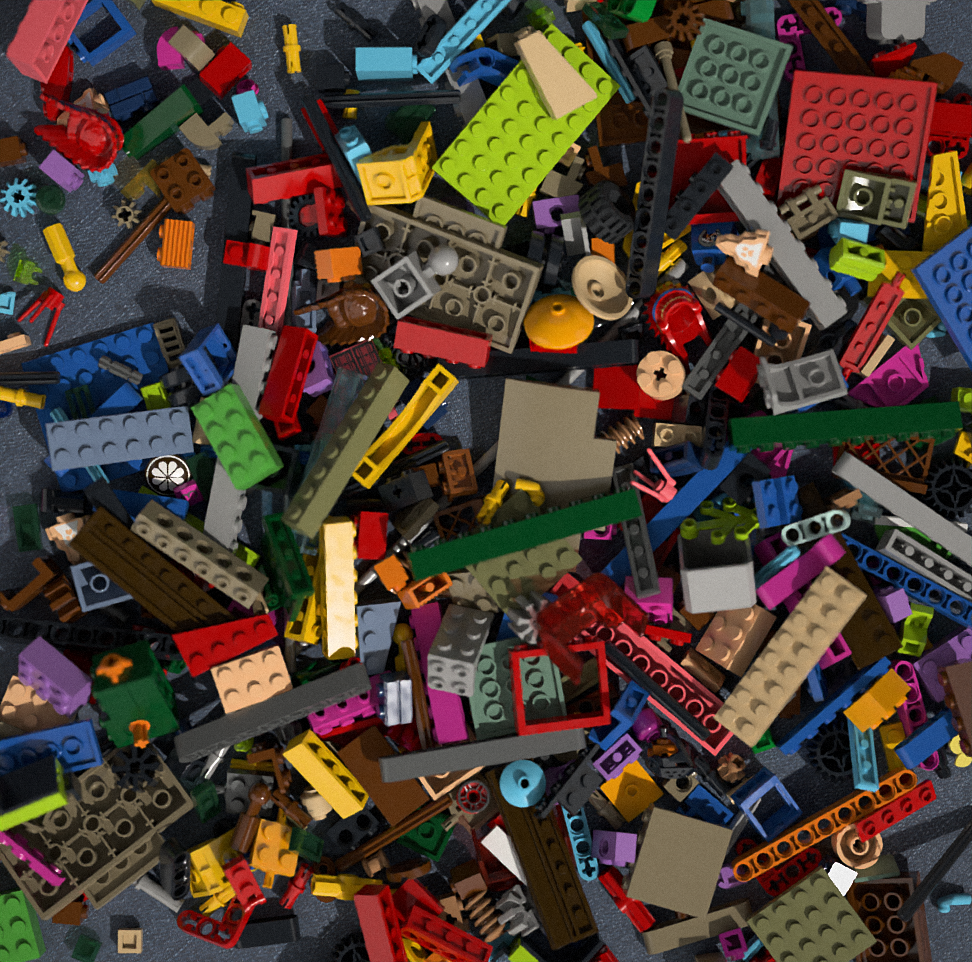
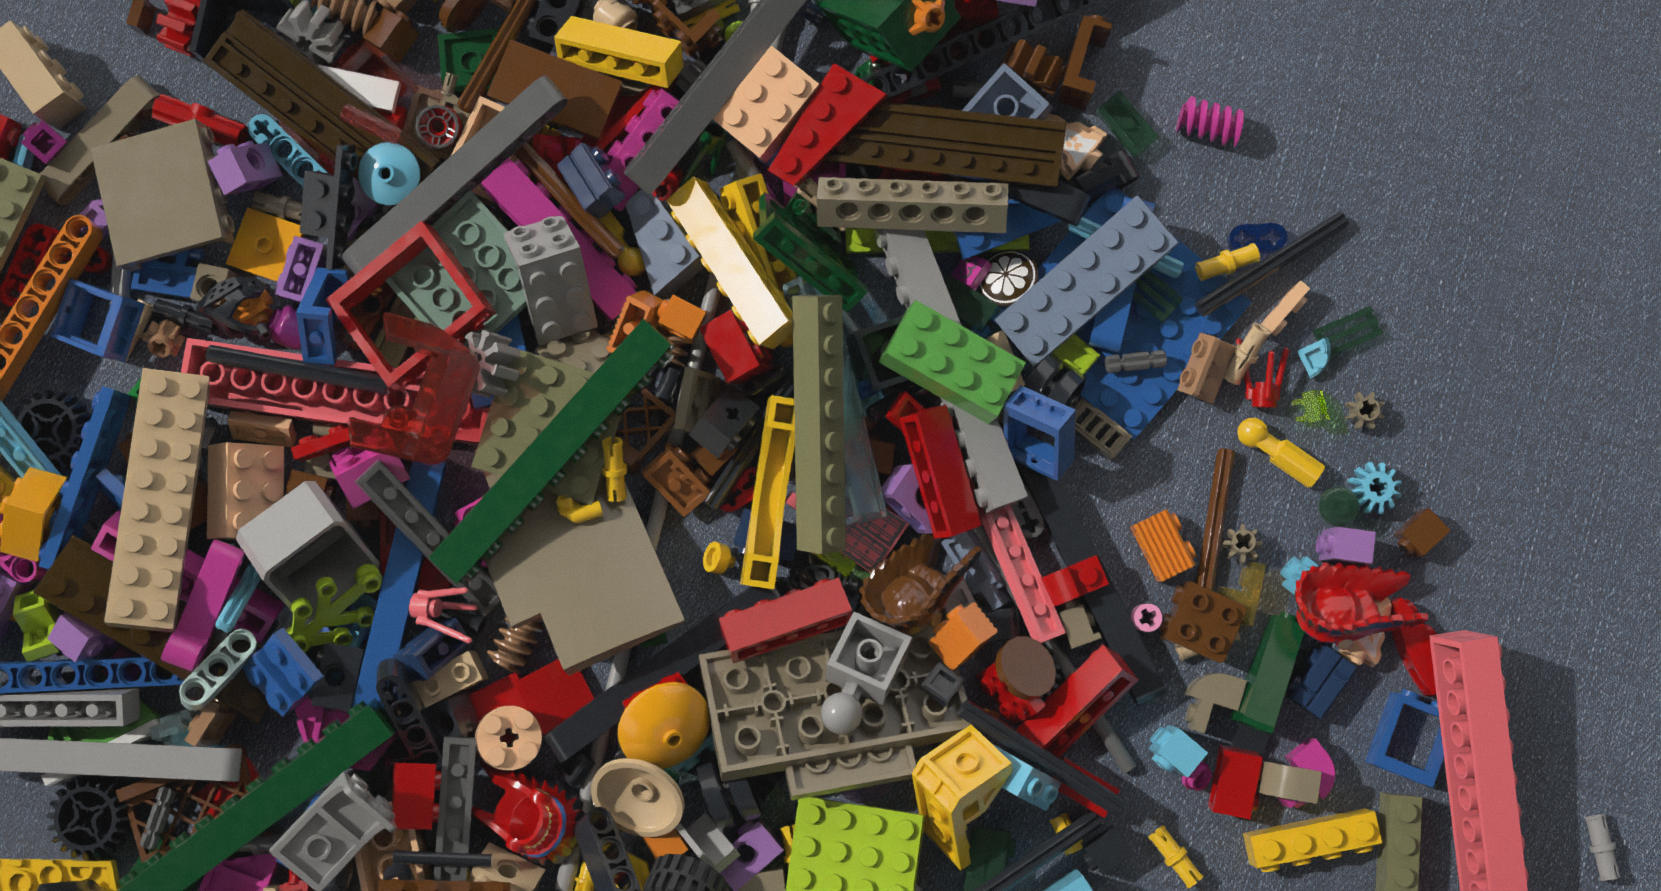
camera: 150 degrees right, 5 degrees down
(46, 331) = (1246, 353): none -> tan pin
(78, 338) = (1206, 367): none -> medium nougat bracket
(211, 201) = (1155, 620): none -> bright pink bush
(311, 218) = (1025, 668): none -> reddish brown tile
(463, 409) = (718, 558): none -> yellow tile
(515, 821) = (370, 124): none -> clear red axle
(908, 460) = (158, 818): none -> dark grey axle

